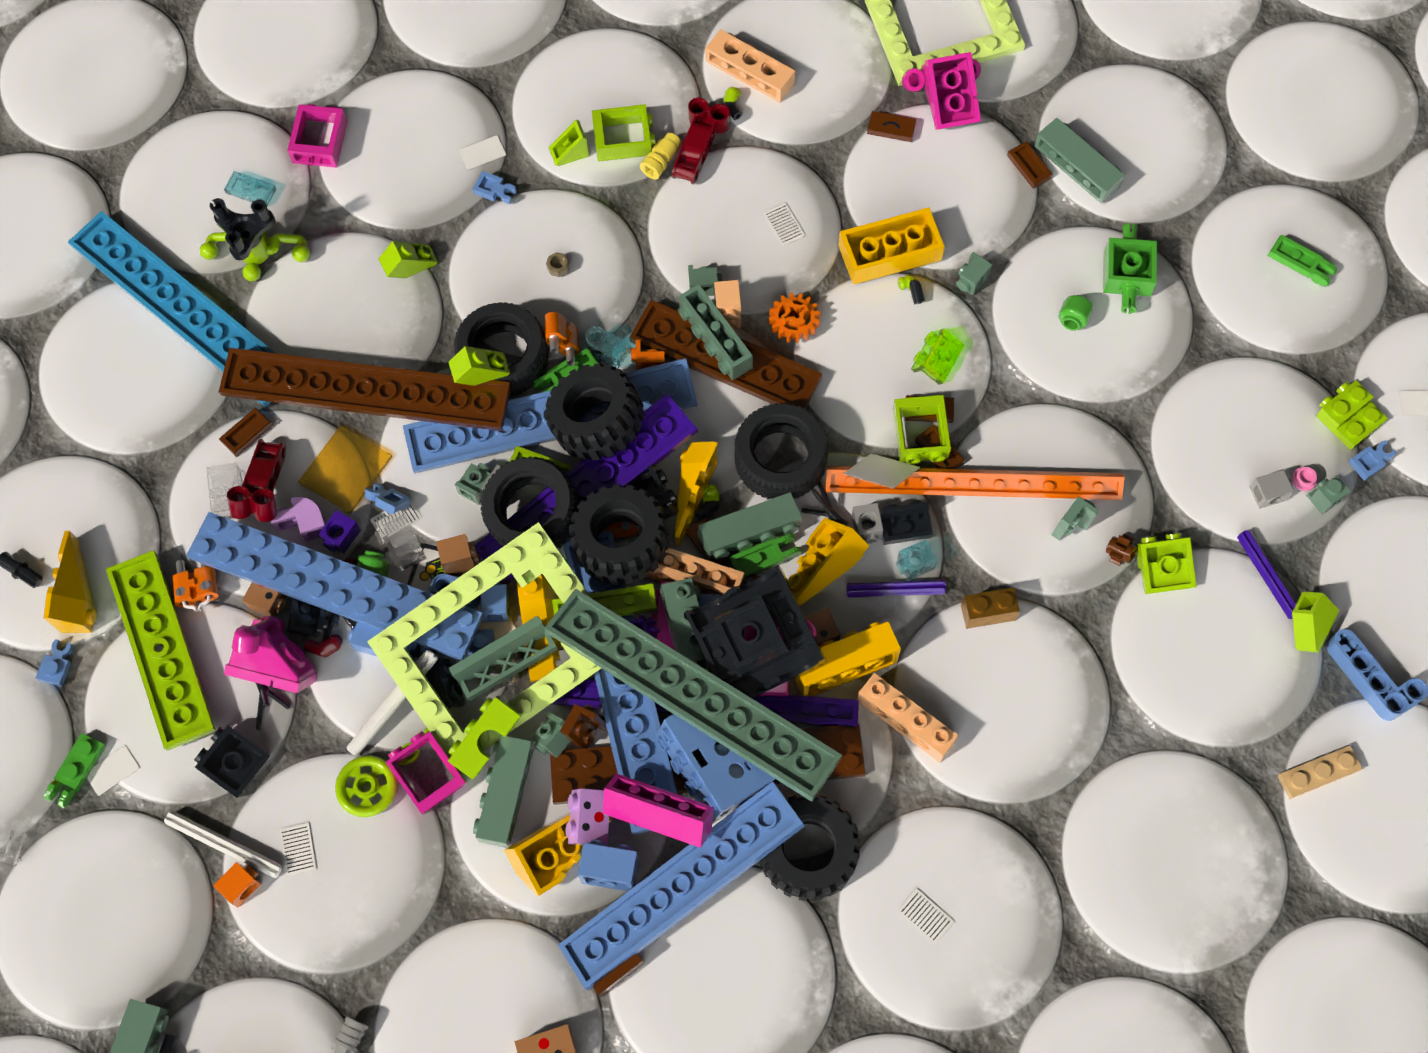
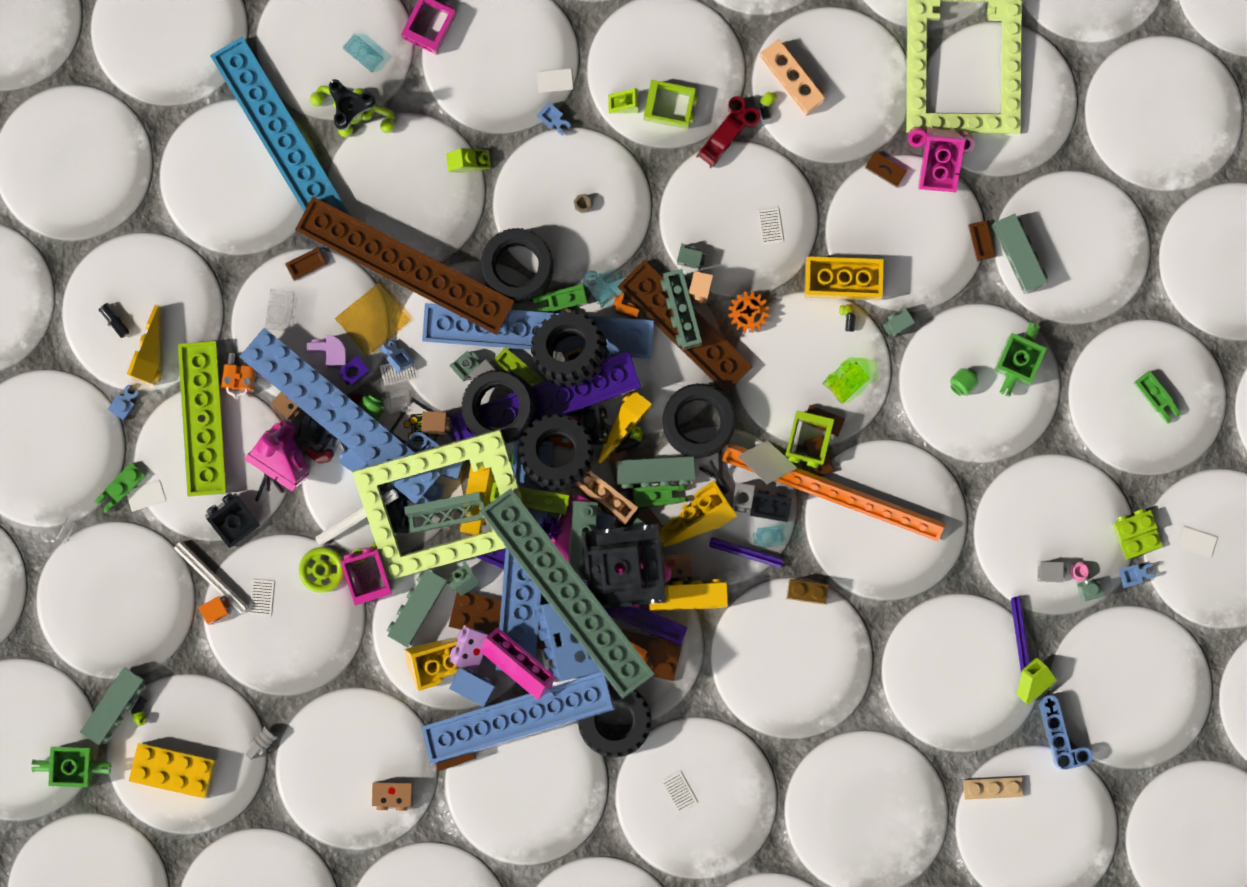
camera: 15 degrees right, 15 degrees up
(257, 489) = (306, 315): dark red piece -> none
(469, 755) = (427, 557): lime arch -> none
(478, 366) = (494, 283): lime slope -> none
(561, 336) = (566, 270): orange piece -> none
(582, 725) = (485, 581): reddish brown bracket -> none
(661, 154) = (695, 134): light yellow axle -> none
(907, 717) = (717, 651): light nougat brick -> none
(1080, 513) = (891, 546): sand green bracket -> none
(1121, 549) = (920, 581): reddish brown gear -> none
(1166, 563) = (948, 602): lime plate -> none

